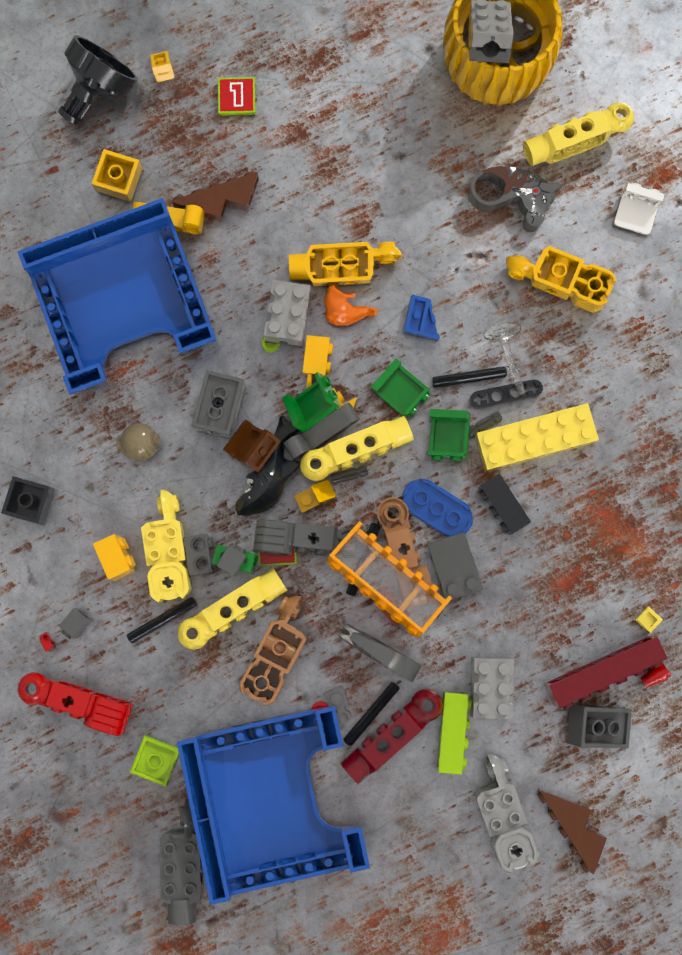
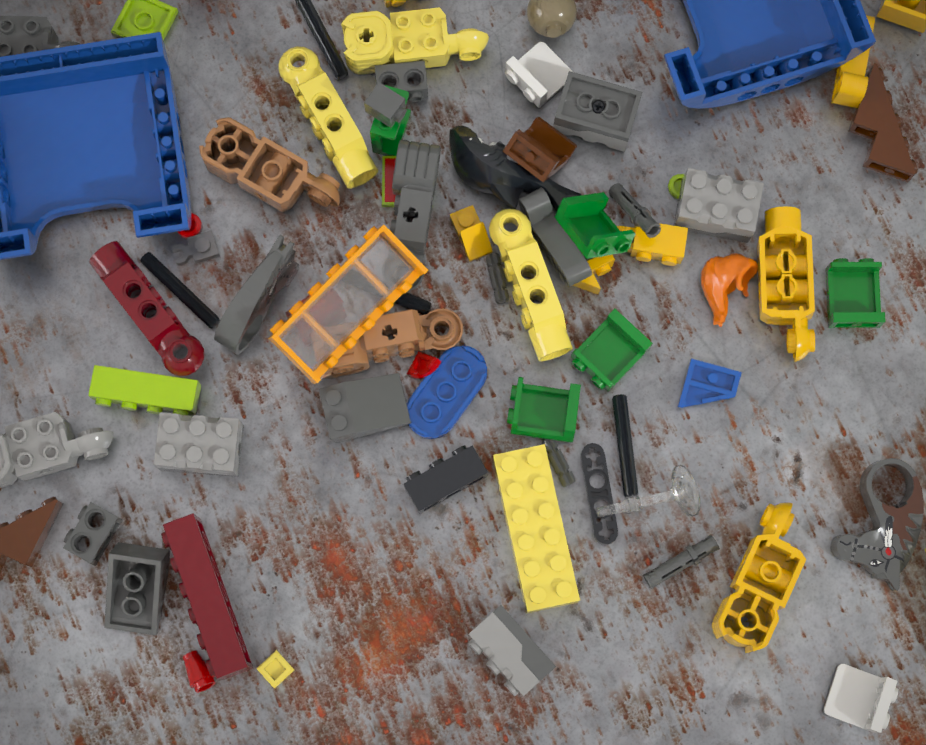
camera: 90 degrees right, 5 degrees down
(187, 450) = (538, 73): none -> white bracket
(301, 369) = (639, 215): none -> dark grey pin
(348, 216) = (854, 294): none -> green panel
(419, 525) = (423, 365): none -> red tile
(551, 334) = (685, 559): none -> dark grey pin
(563, 759) = (98, 537): none -> dark grey brick
(628, 451) = (510, 652): none -> light grey piece

